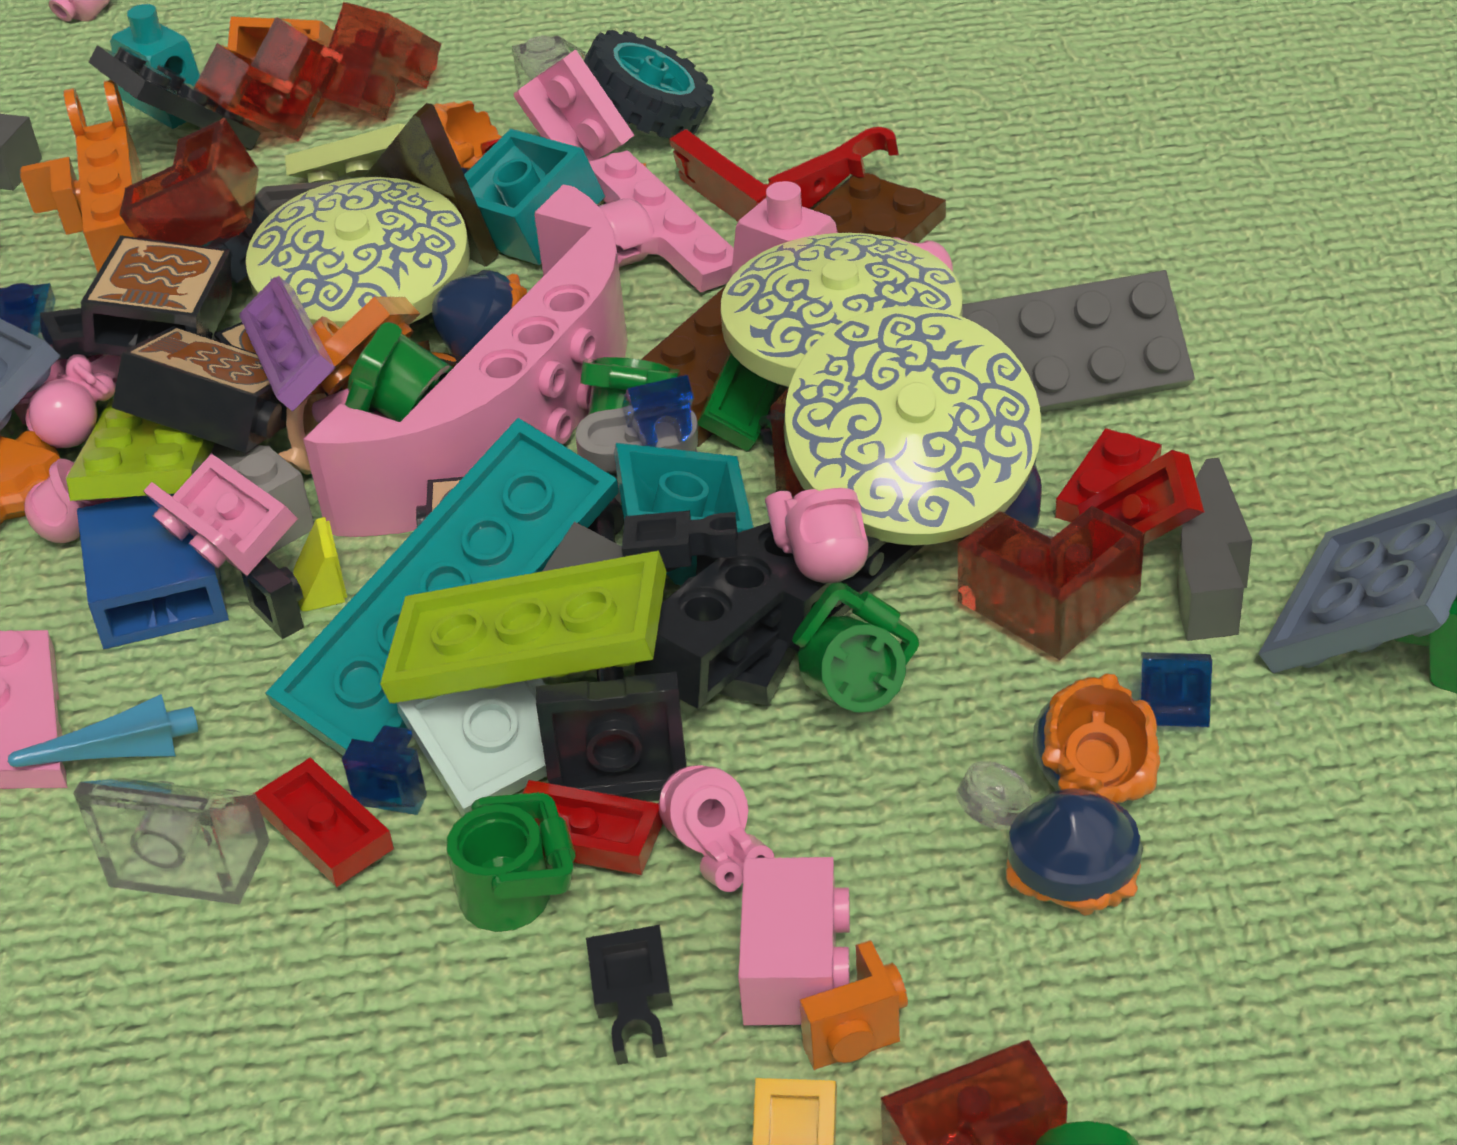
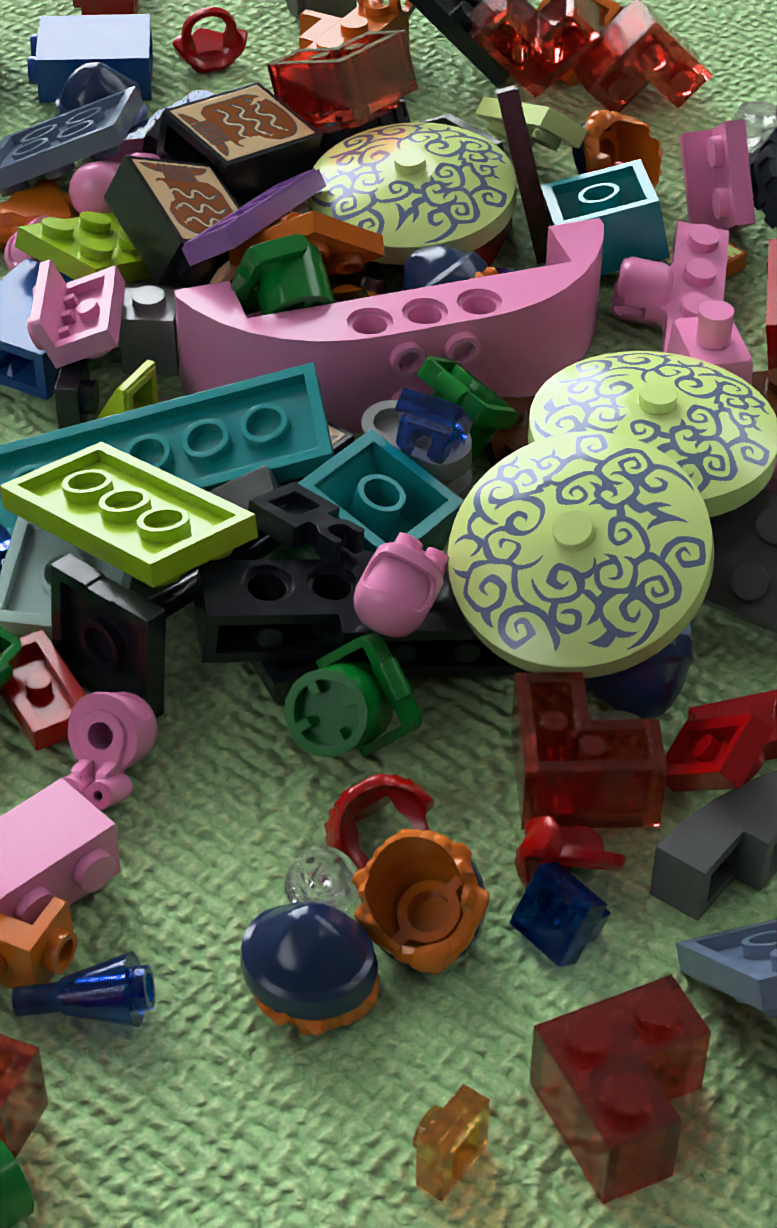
camera: 40 degrees right, 0 degrees up
(945, 727) = (367, 799): none -> red piece
(962, 986) = (105, 992): none -> clear blue cone
(1122, 640) = (569, 846): none -> red piece
(1320, 882) = (450, 1141): none -> clear orange plate
(1363, 772) = (611, 1082): none -> clear red brick

